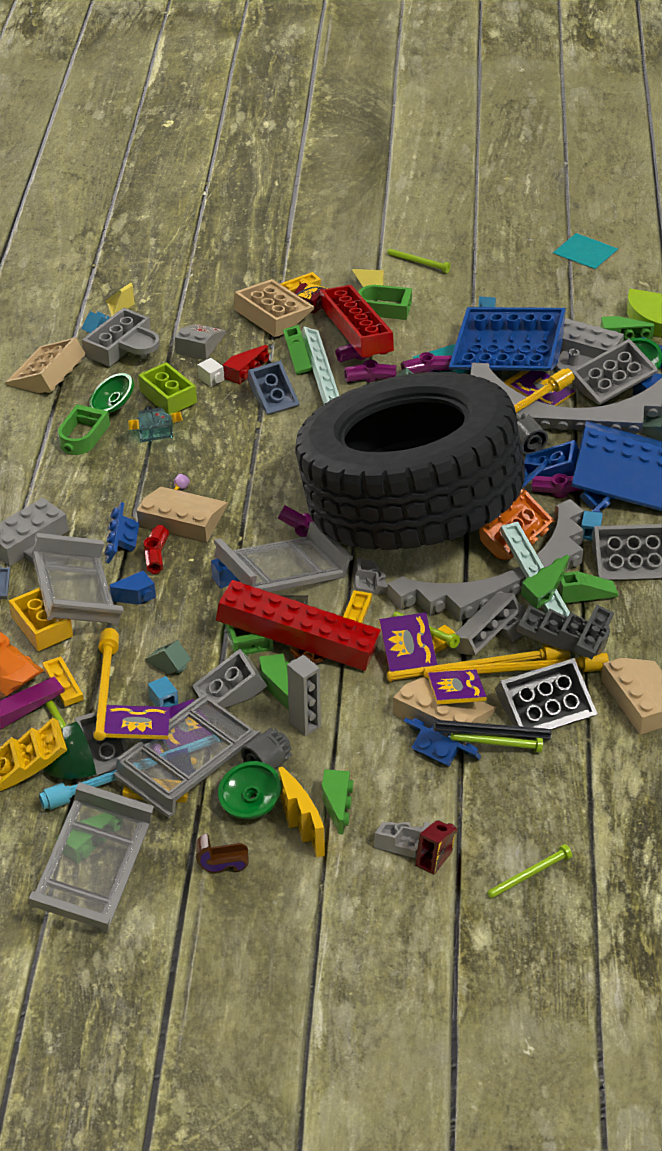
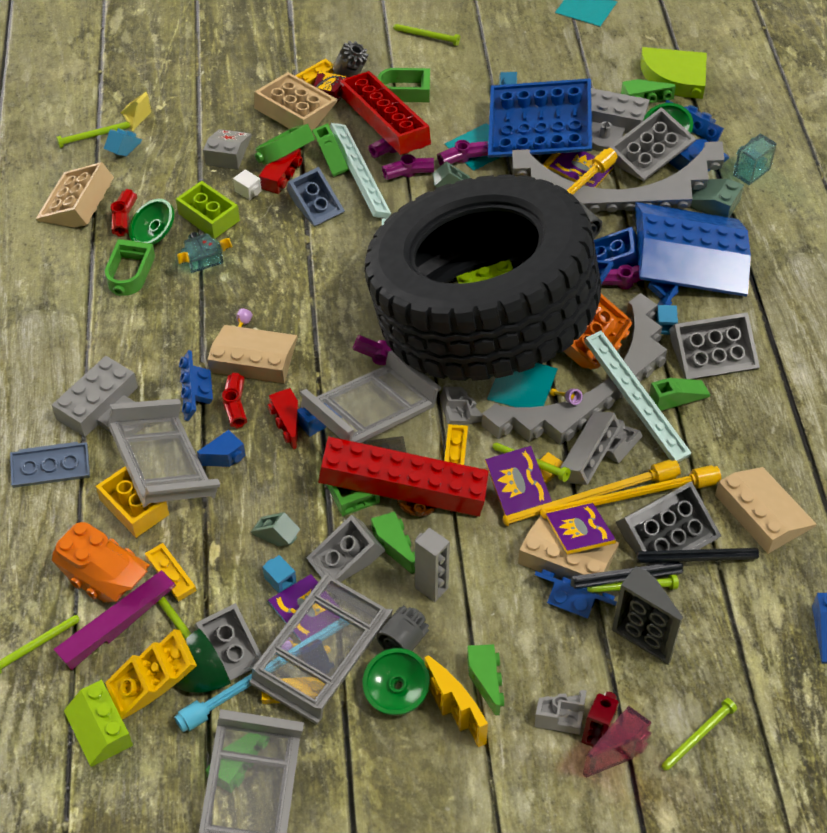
camera: 10 degrees left, 10 degrees up
(73, 316) = (85, 135): none -> lime bar
(85, 382) = (120, 211): none -> red piece
(119, 335) = (145, 152): light grey brick -> none
(123, 720) = (247, 621): flag -> none
(199, 559) = (284, 408): none -> red slope
(220, 857) = (382, 765): reddish brown animal -> none
(253, 339) = (284, 144): none -> bright green window
(335, 272) = (350, 59): none -> dark grey gear
(370, 277) = (384, 60): light yellow slope -> none
(436, 565) = (524, 388): none -> teal sticker
(446, 864) = (619, 743): none -> clear pink slope
(475, 576) = (572, 398): none -> lavender hinge
(496, 759) = (647, 615): none -> dark grey slope
(542, 586) = (642, 400): bright green slope -> none
(567, 724) = (697, 555): none -> black axle
(569, 632) = (677, 449): dark grey slope -> none

